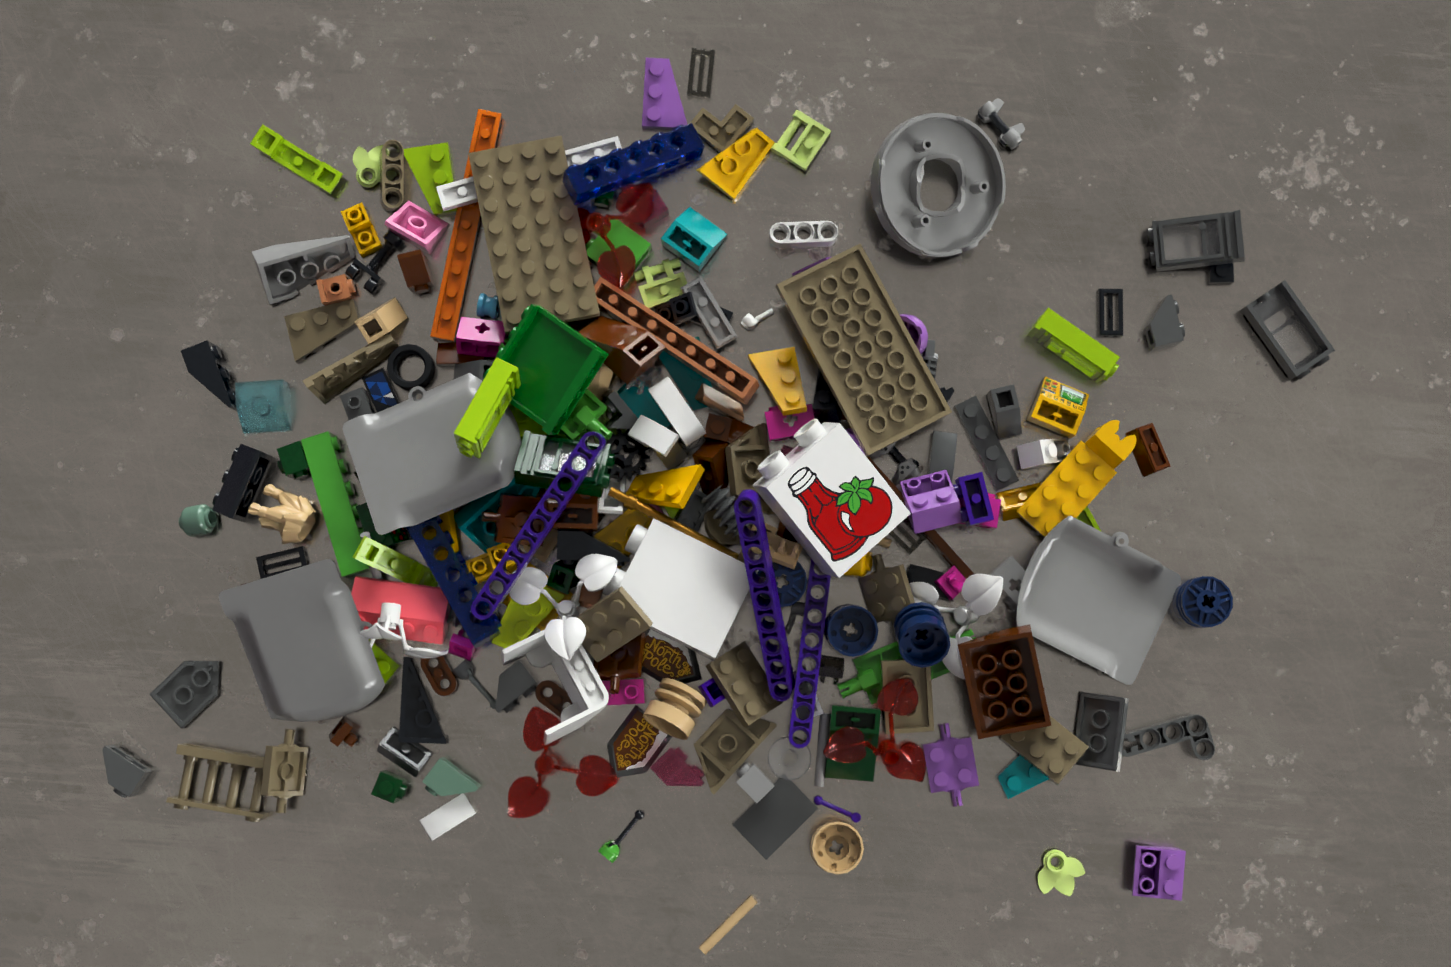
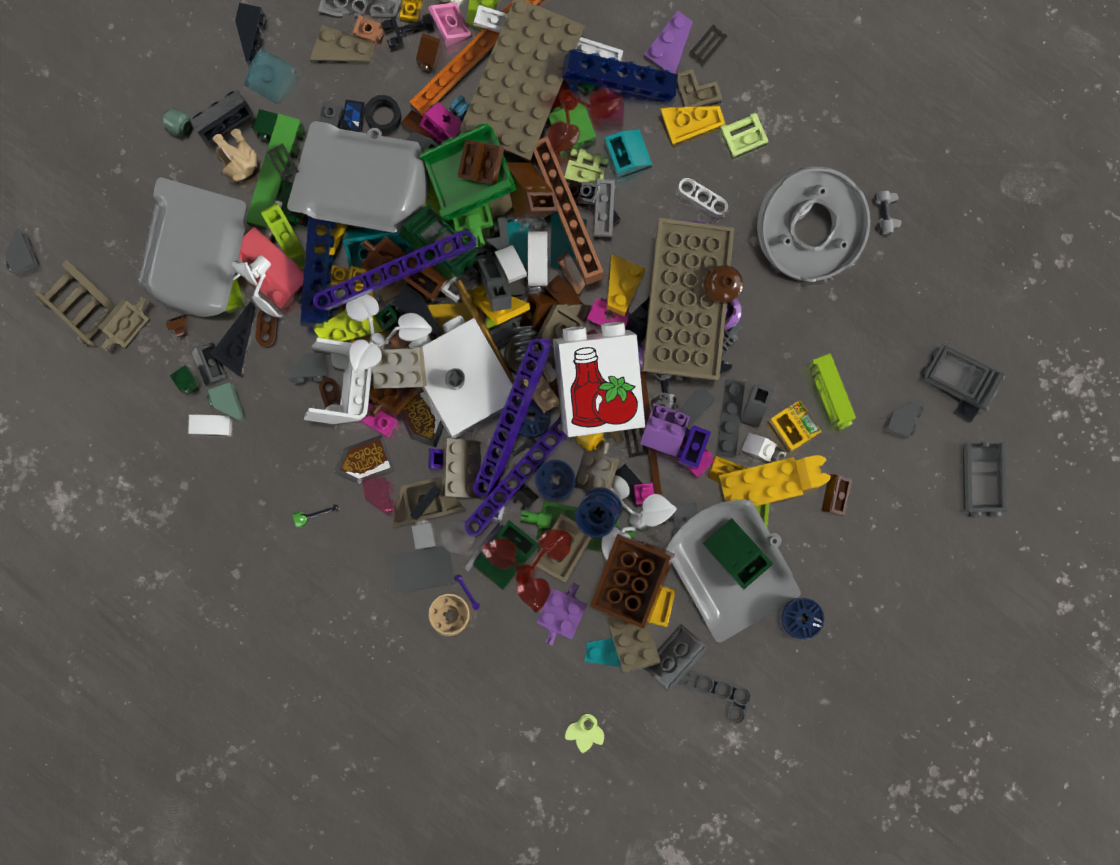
camera: 30 degrees right, 0 degrees up
(188, 690) = (96, 229): dark grey tile -> none
(303, 559) = (200, 175): black tile -> none
(348, 370) = (342, 88): dark tan wing -> none
(352, 494) = (288, 171): none -> clear smoke tile
(381, 320) = (383, 69): tan slope -> none
(461, 646) = (292, 319): dark pink tile -> none
(465, 671) = (284, 337): hinge -> none
(487, 408) = (412, 172): lime door -> none
(526, 796) = (269, 444): clear red plant -> none
(551, 350) = (480, 162): none -> reddish brown slope
(651, 467) = (494, 283): none -> dark grey slope
(675, 708) = (404, 452): tan wheel -> none
(678, 596) = (457, 376): none -> flat silver wheel
(728, 925) = (344, 619): tan bar -> none
(732, 746) = (424, 504): none -> black tile
(750, 322) = (627, 233): white hand -> none
(889, 309) = (723, 284): none -> reddish brown cylinder
(1052, 687) = (663, 607): none -> yellow tile
(1093, 580) = (737, 554): none -> dark green slope
(1119, 300) = (865, 400): black tile -> none
(1158, 872) = (650, 775): medium lavender slope -> none

